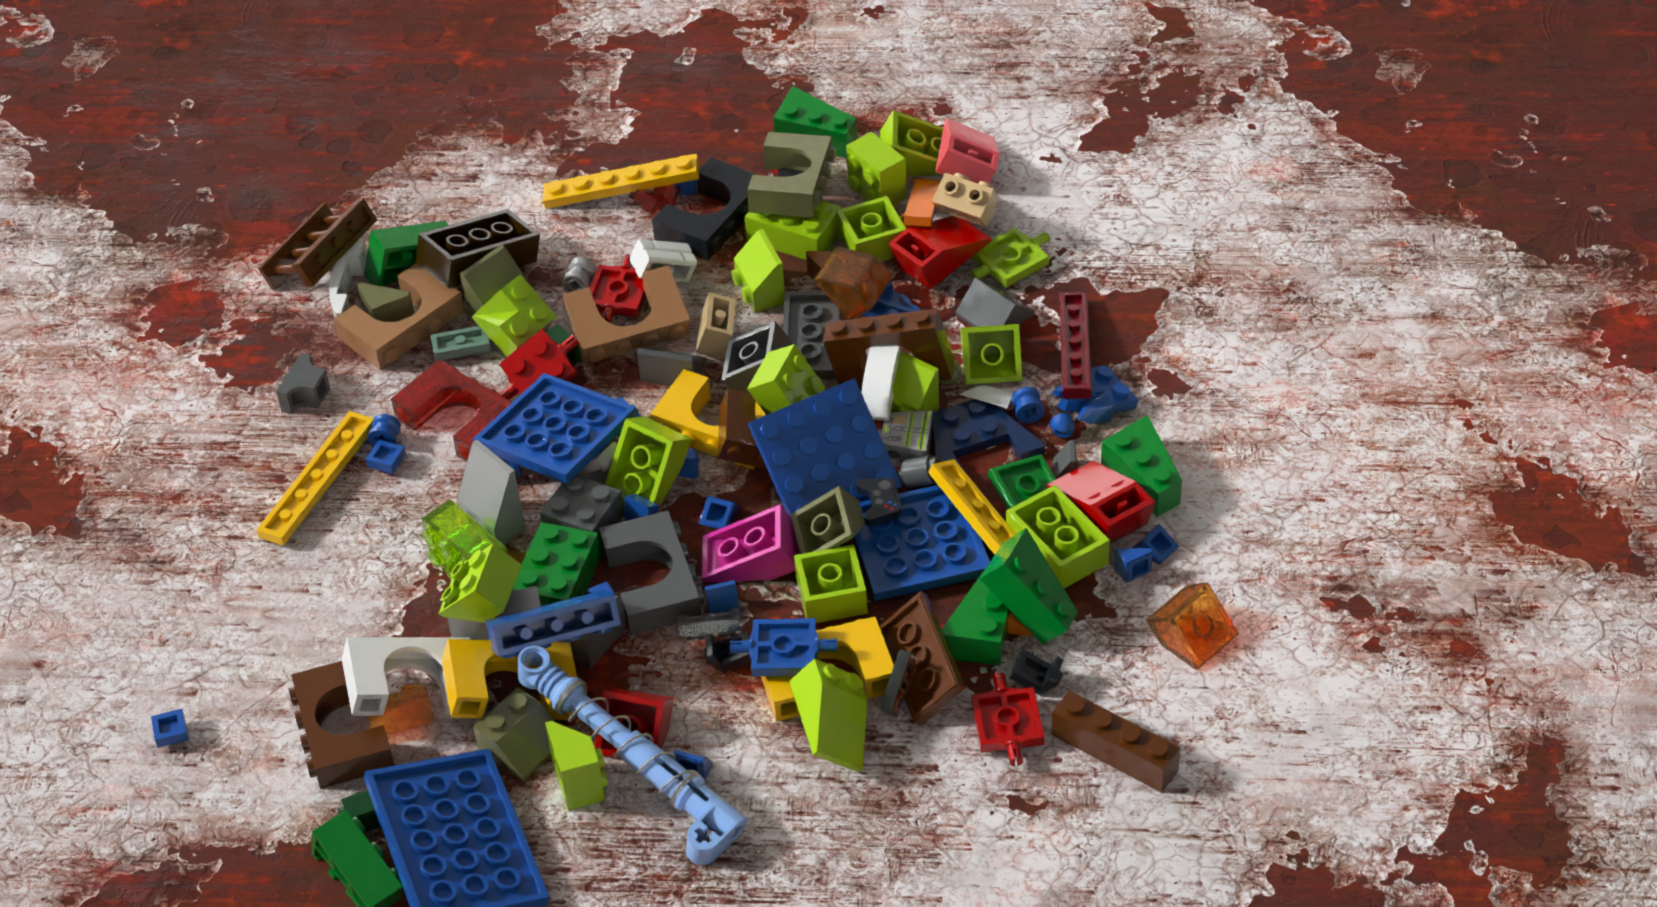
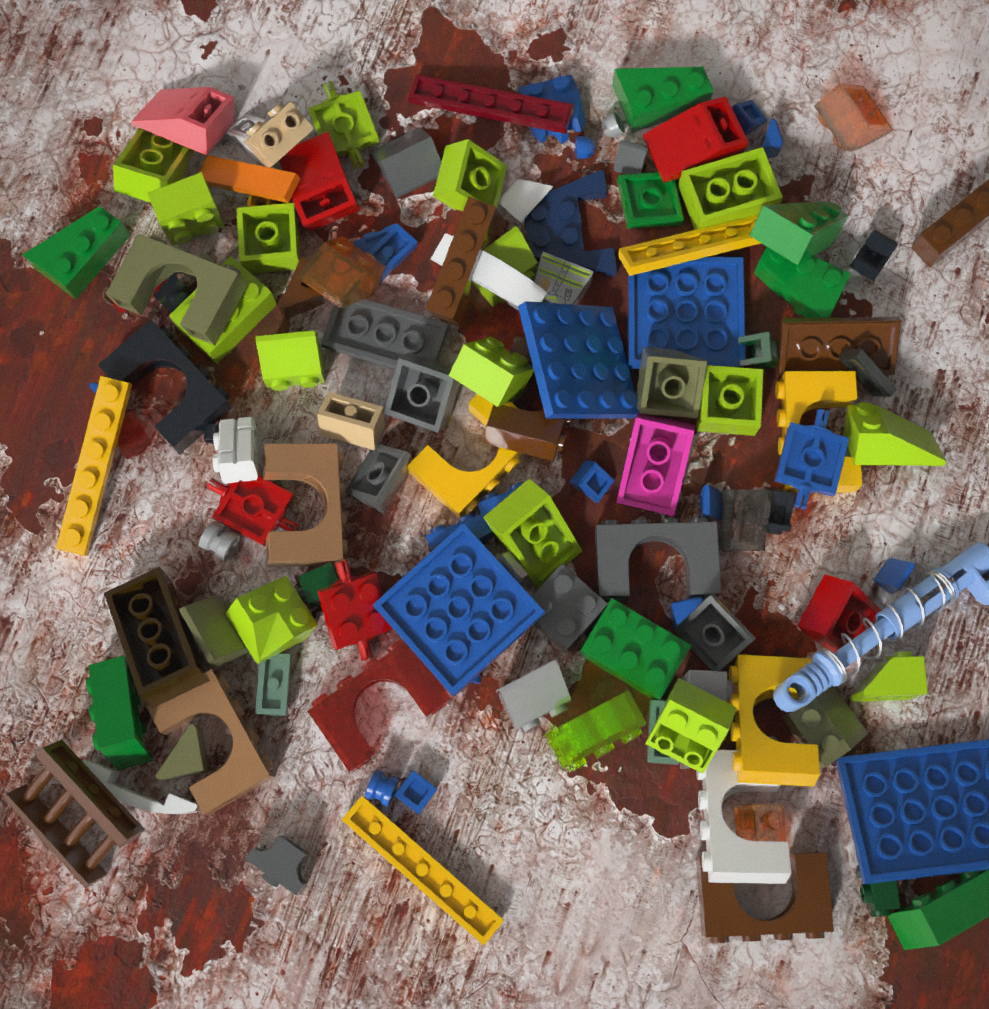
camera: 75 degrees left, 30 degrees up
(553, 623) = (754, 663): blue brick -> none
(637, 507) = (577, 551): blue slope -> none
(883, 499) = (645, 326): black piece -> none
(890, 595) = (763, 351): none -> dark green window
(915, 471) = (609, 283): dark grey brick -> none
(1007, 719) = (916, 296): red plate -> none
(1027, 404) = (549, 168): blue wheel -> none
(1096, 437) = (614, 125): none -> light grey hinge

